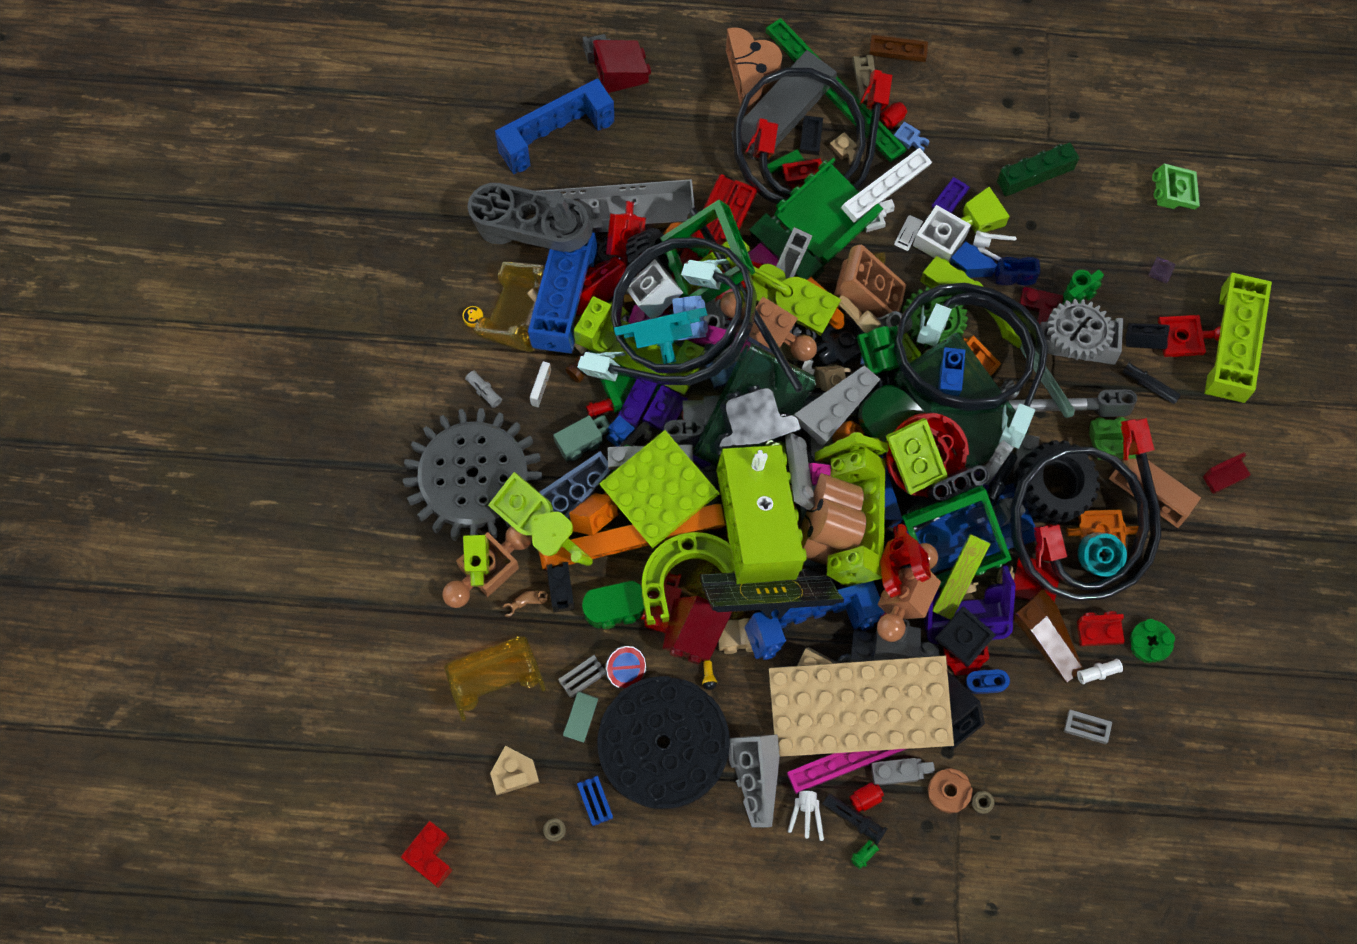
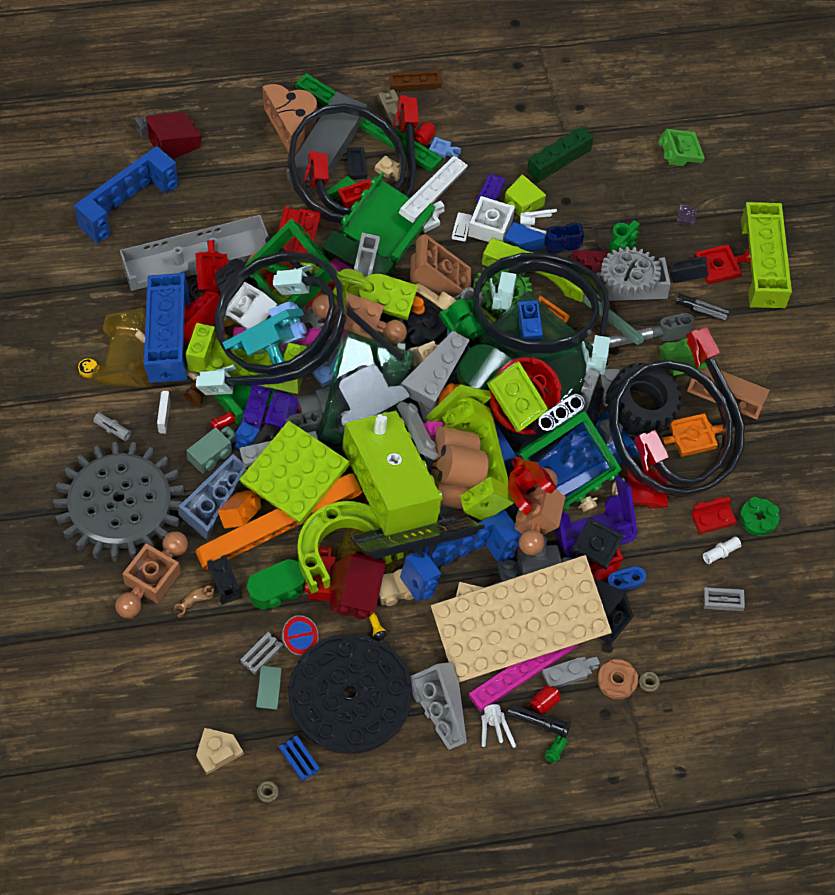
camera: 15 degrees left, 10 degrees down
(423, 852) = (151, 839): red brick -> none
(476, 548) = (141, 559): lime torso -> none
(490, 671) = (179, 664): clear yellow windscreen -> none
(501, 214) = (97, 270): dark grey beam -> none
(534, 517) = (187, 520): lime plate -> none
(961, 576) = (581, 493): lime tile -> none
(1046, 629) = (666, 525): reddish brown wedge -> none
(1106, 565) = (702, 441): teal brick -> none
(1226, 473) = (785, 366): dark red panel -> none

